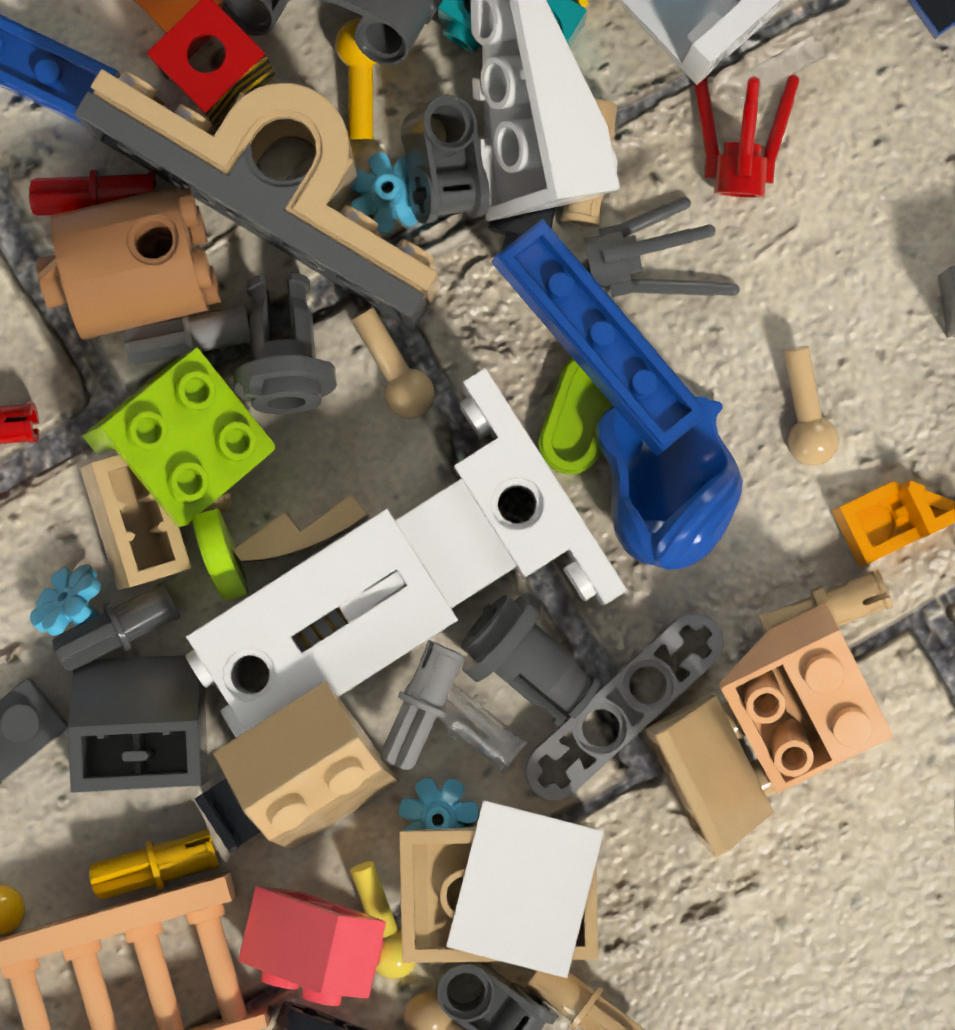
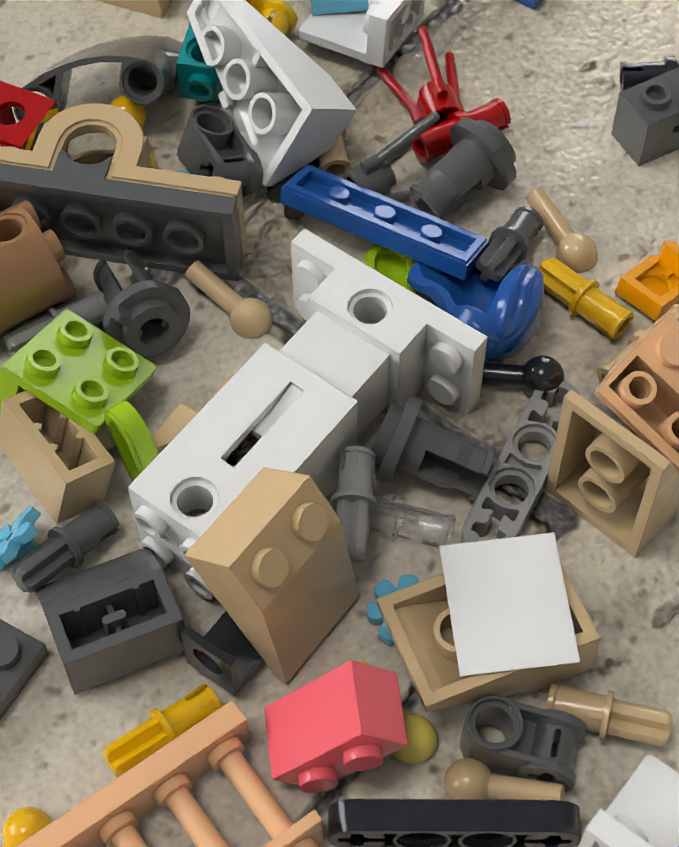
camera: 20 degrees left, 30 degrees down
(690, 600) = (538, 373): none -> black bar
(727, 295) = (477, 159): none -> dark grey piece
(731, 418) = (509, 244): none -> dark grey axle
(756, 217) = (436, 139): none -> red pin
(787, 511) = (585, 298): none -> yellow axle

